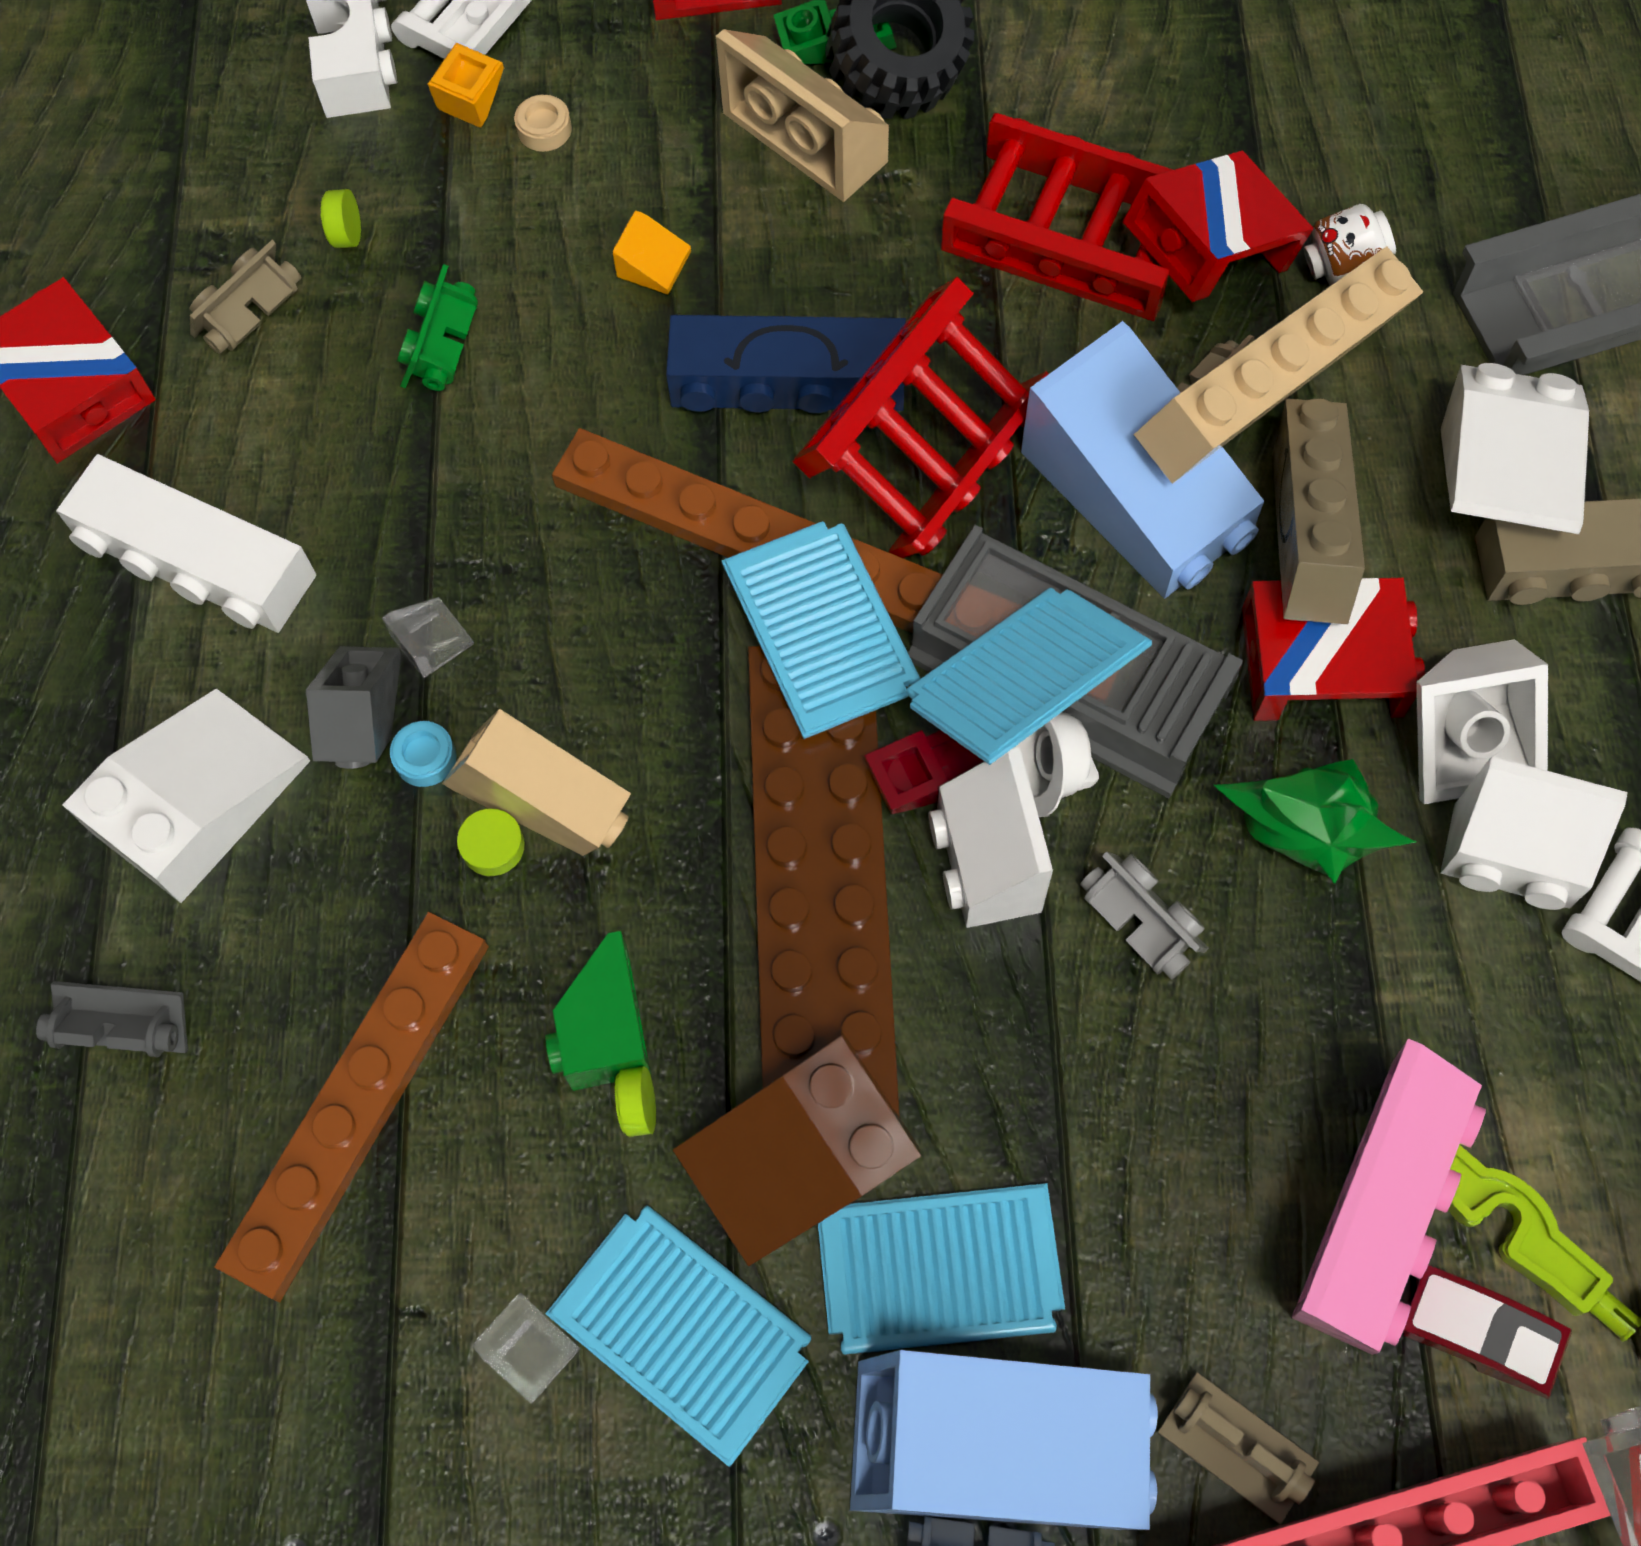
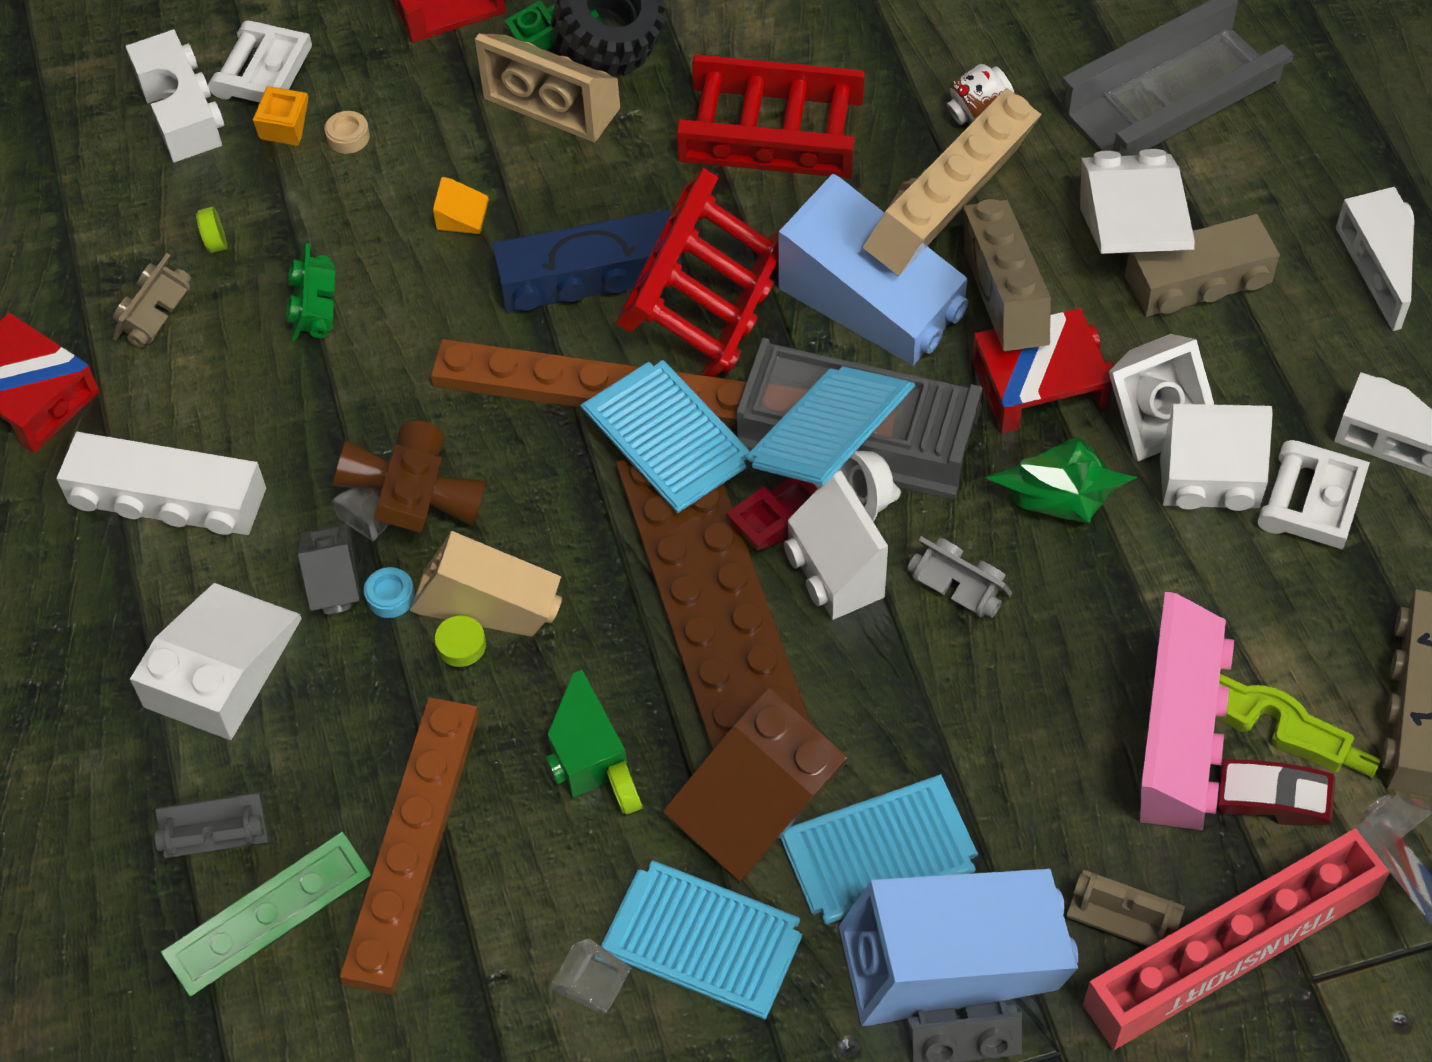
camera: 15 degrees left, 10 degrees down
(149, 1155) = (265, 914): none -> hinge
(478, 615) = (410, 479): none -> reddish brown brick
(1212, 216) = (874, 93): red panel -> none

